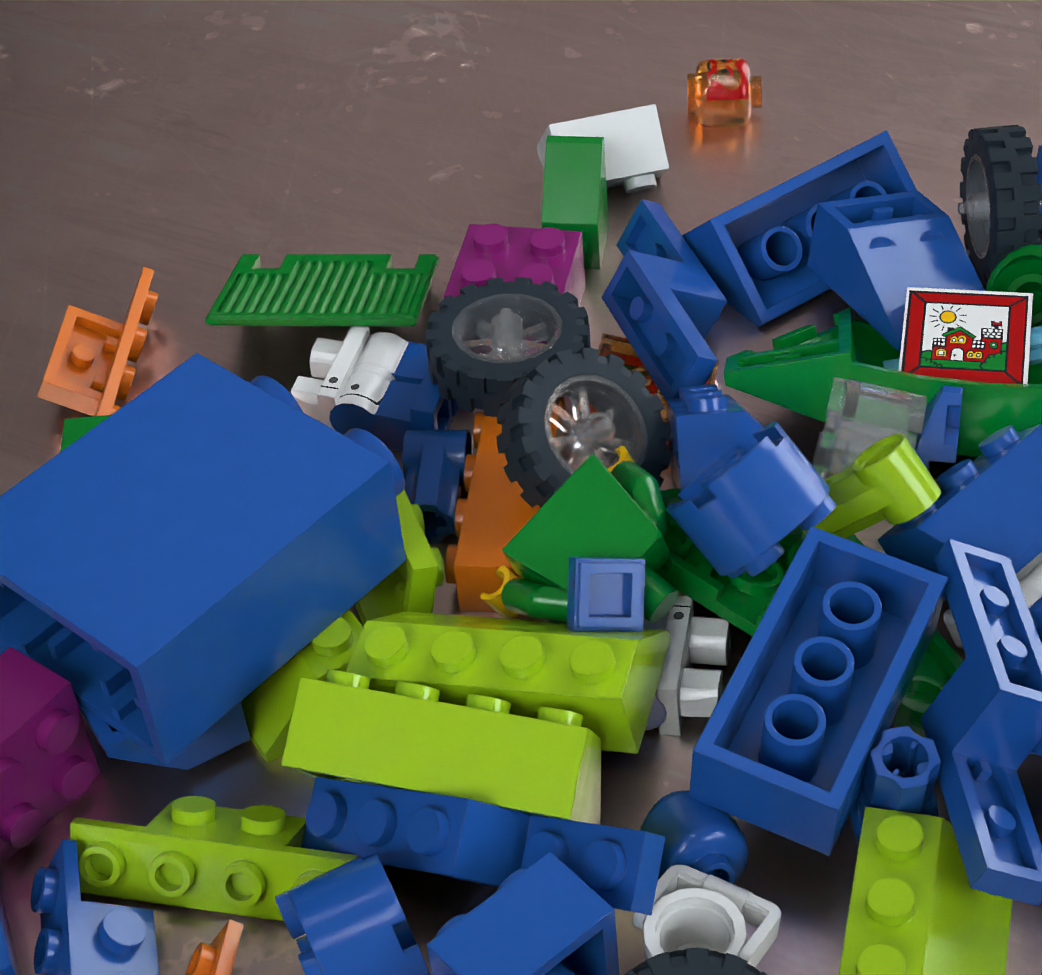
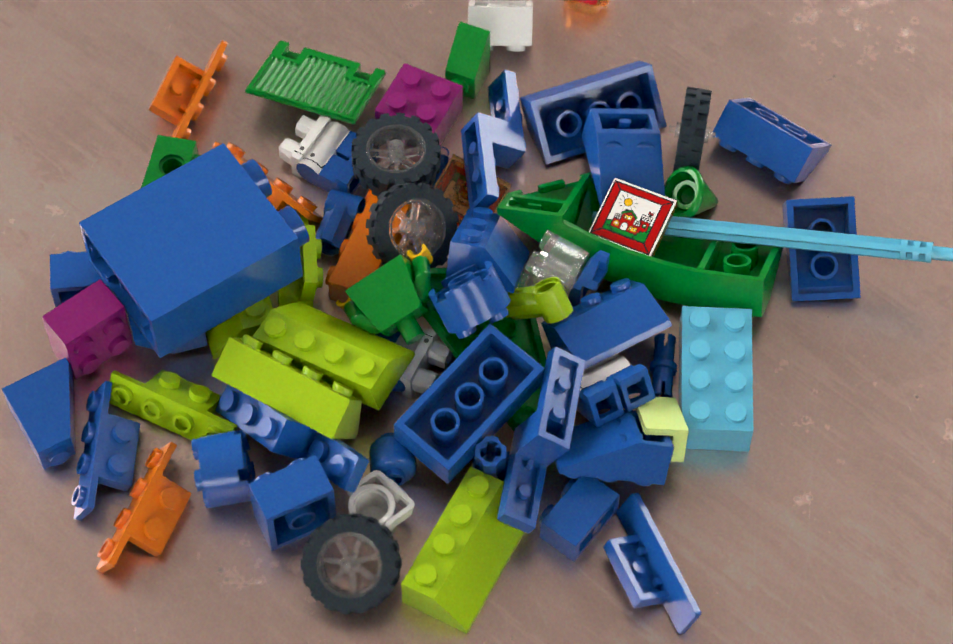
camera: 10 degrees right, 15 degrees up
(606, 593) = (385, 329): blue tile -> none

